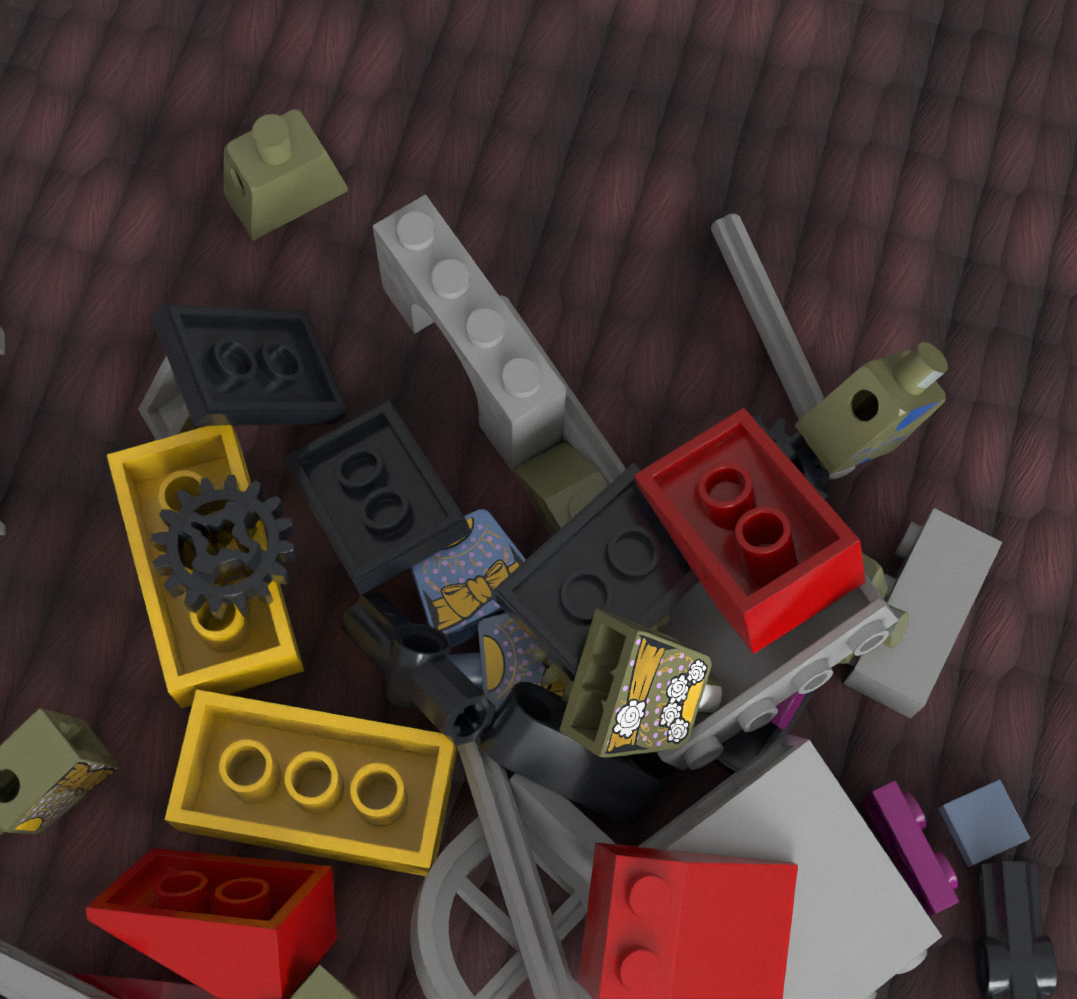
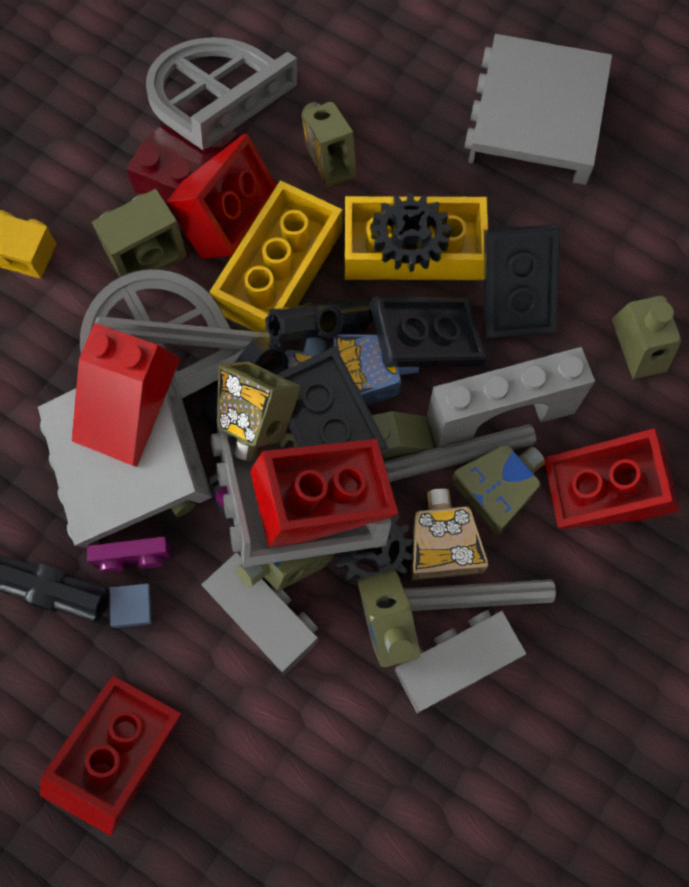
camera: 110 degrees right, 0 degrees up
(538, 177) = (612, 482): none -> red slope
(596, 326) = (499, 484): none -> olive torso
(710, 377) = (445, 540): none -> torso
(871, 304) = (459, 660): none -> light grey brick

